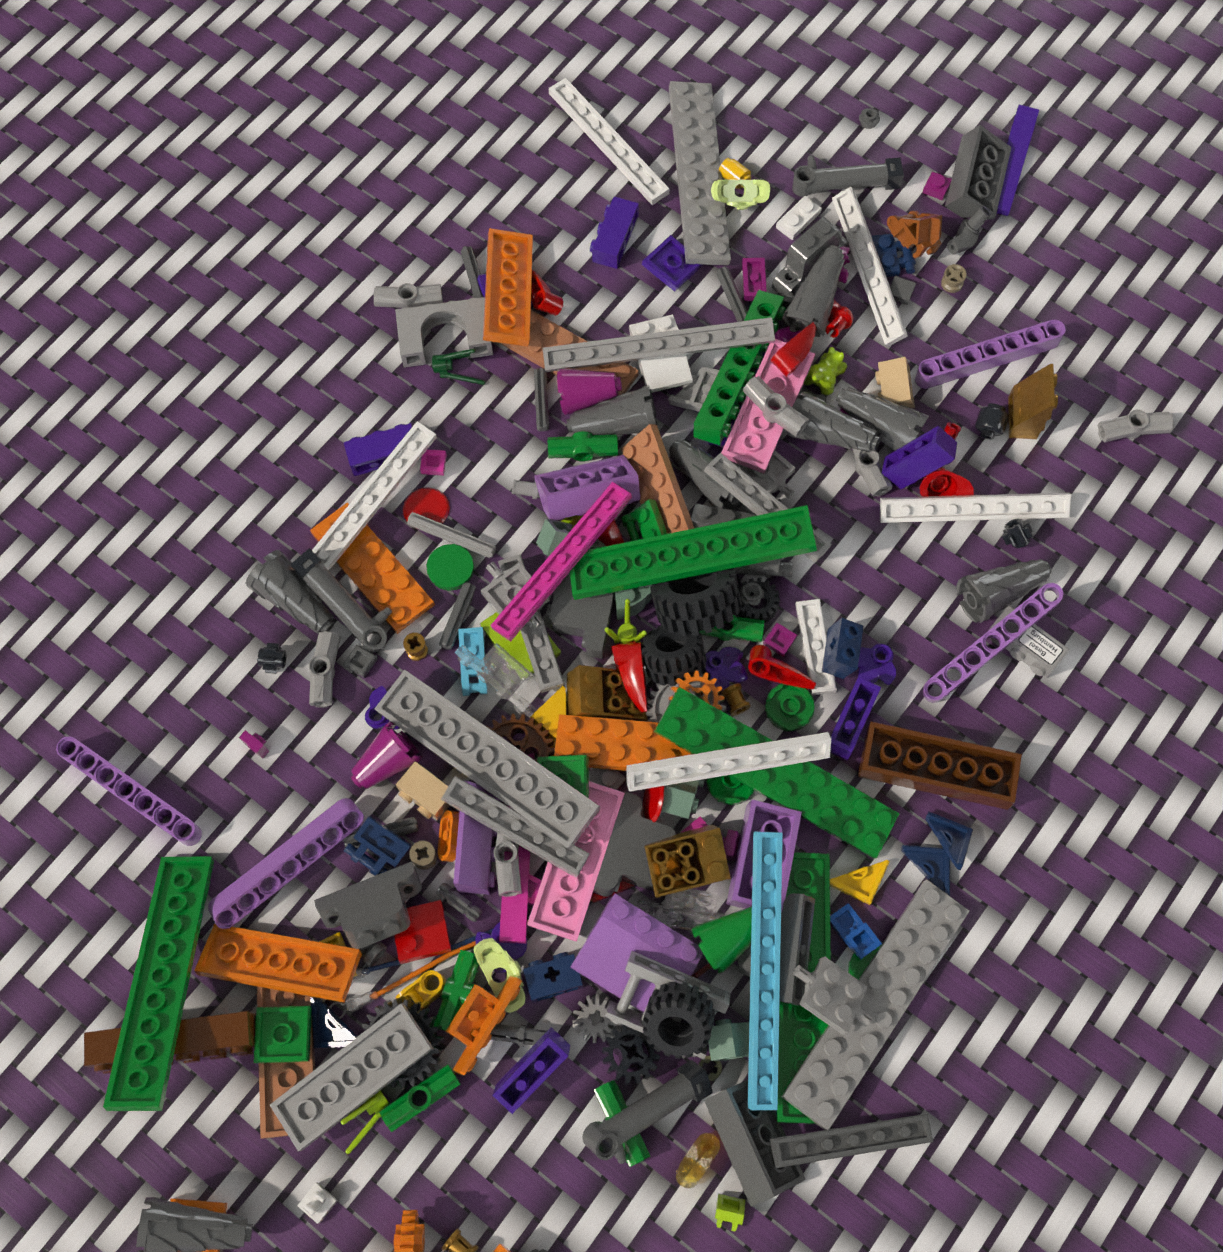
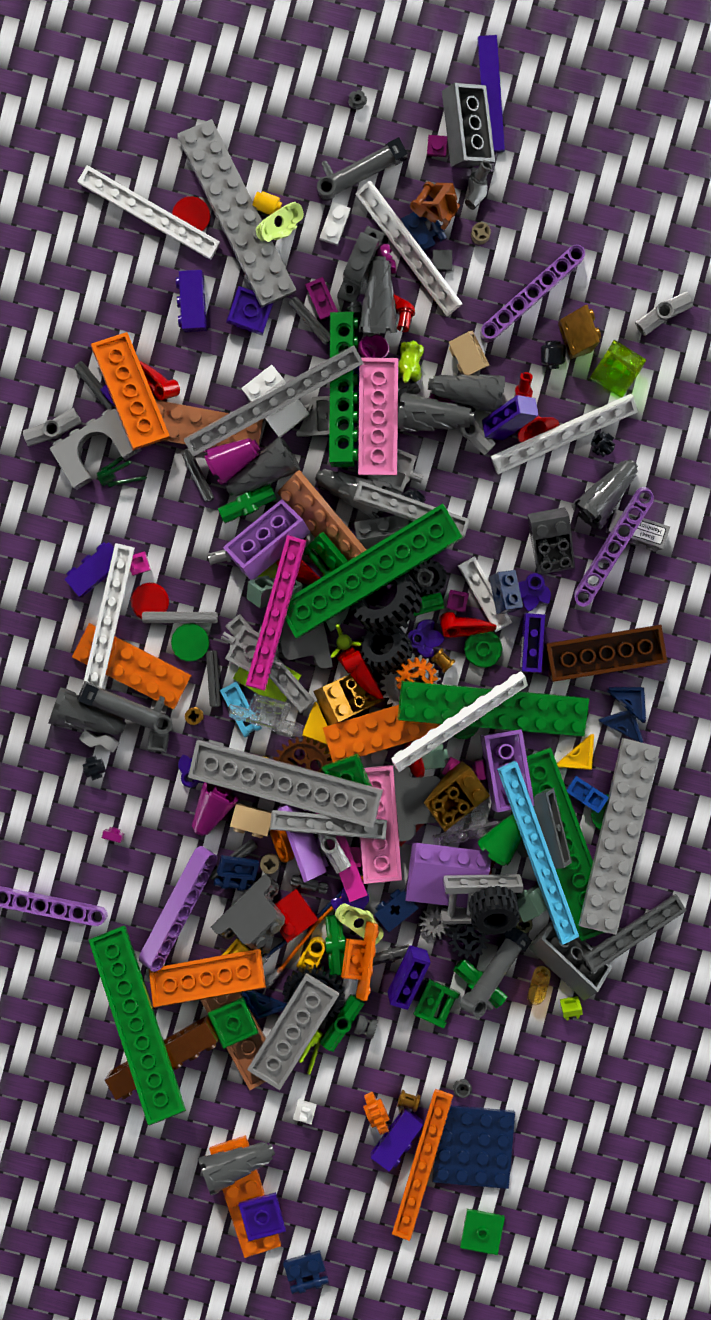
camera: 25 degrees left, 20 degrees up
(293, 631) = (92, 740): none -> light grey piece
(324, 655) = (131, 748): light grey piece -> none
(443, 1114) = (362, 1024): none -> dark grey wheel
(546, 1120) = (430, 1001): none -> green plate
(655, 156) = (193, 211): none -> red piece
(765, 397) = (373, 417): light grey piece -> none
(794, 351) = (382, 366): red piece -> none
(833, 995) = (589, 850): light grey plate -> none
(918, 617) = (551, 540): none -> dark grey slope
(1062, 462) = (618, 368): none -> clear neon green slope

